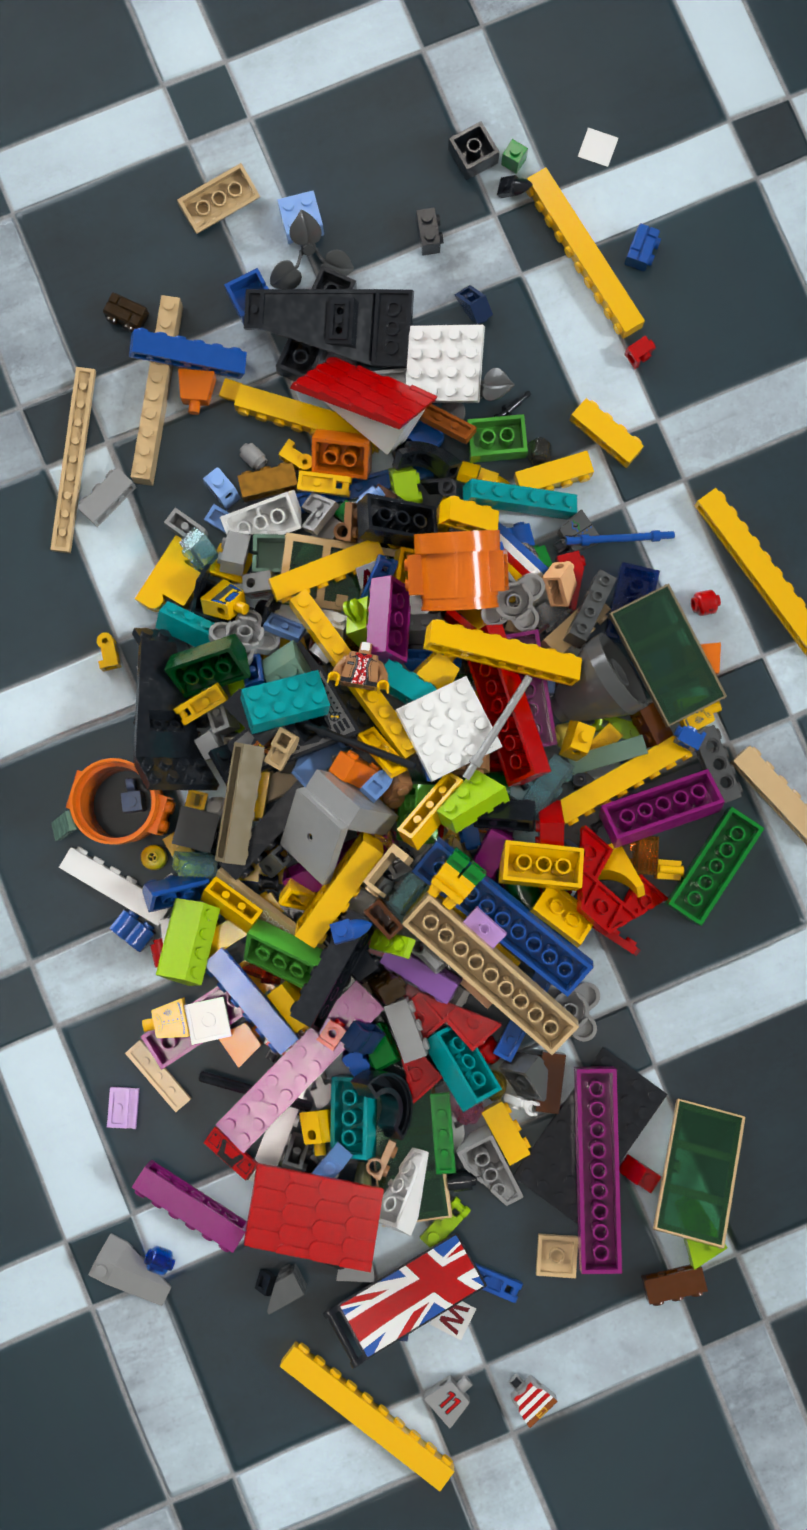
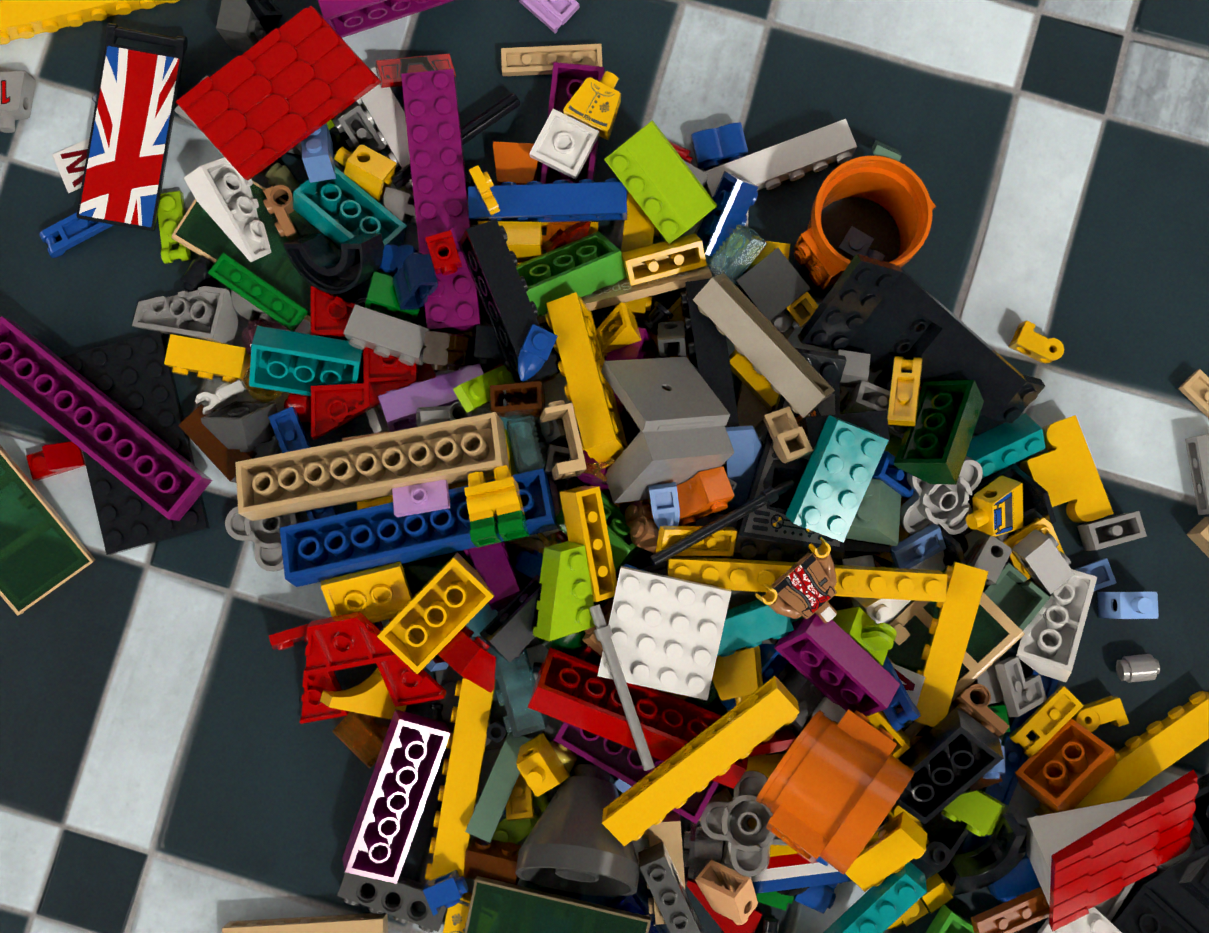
camera: 135 degrees right, 0 degrees up
(157, 863) = (781, 230): yellow head -> none
(198, 549) = (1080, 524): clear light blue brick -> none
(267, 481) = (1096, 660): pearl gold brick -> none
(272, 1045) = (484, 183): none -> yellow plate
(556, 1255) = (47, 311): tan plate -> none
(669, 870) = (326, 750): yellow brick -> none
(714, 866) = (291, 803): green brick -> none

